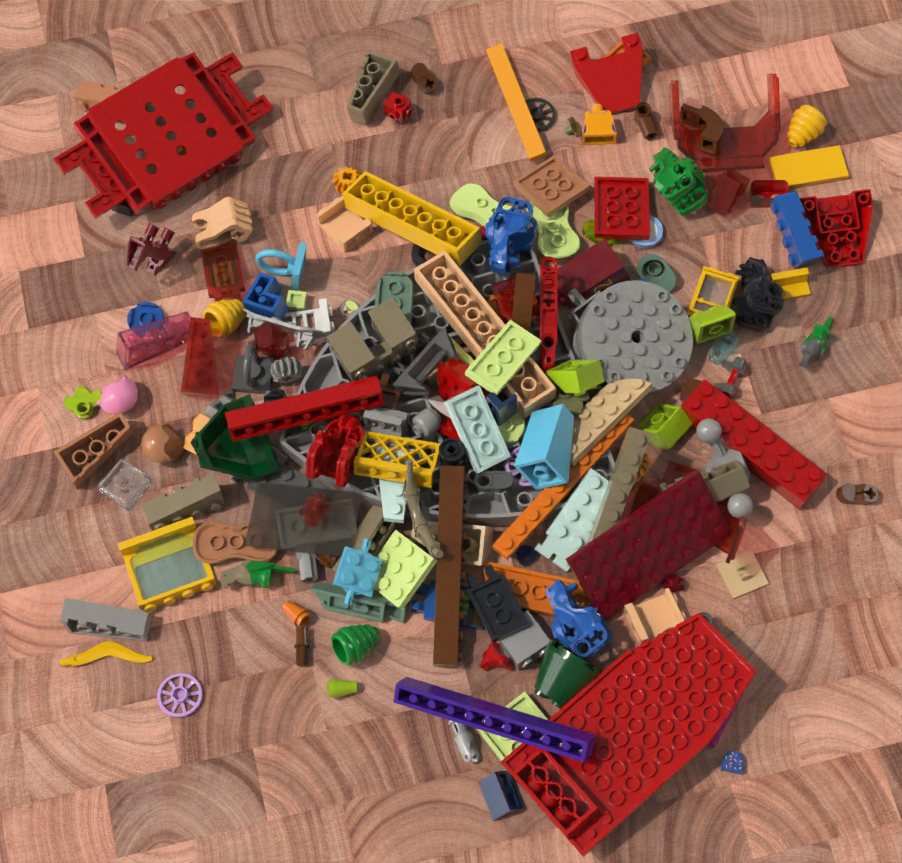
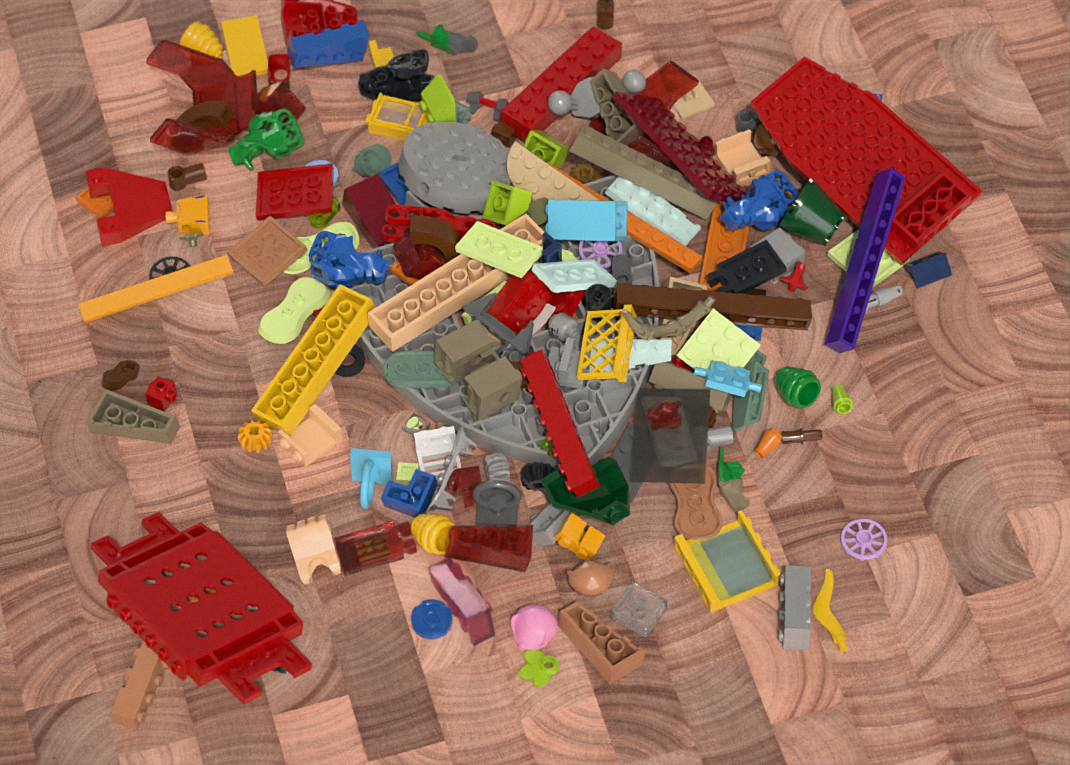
camera: 95 degrees left, 10 degrees down
(154, 250) = (358, 596): dark red hose -> none
(184, 502) = (657, 548): dark tan wedge -> none
(334, 450) = (606, 390): red animal -> none

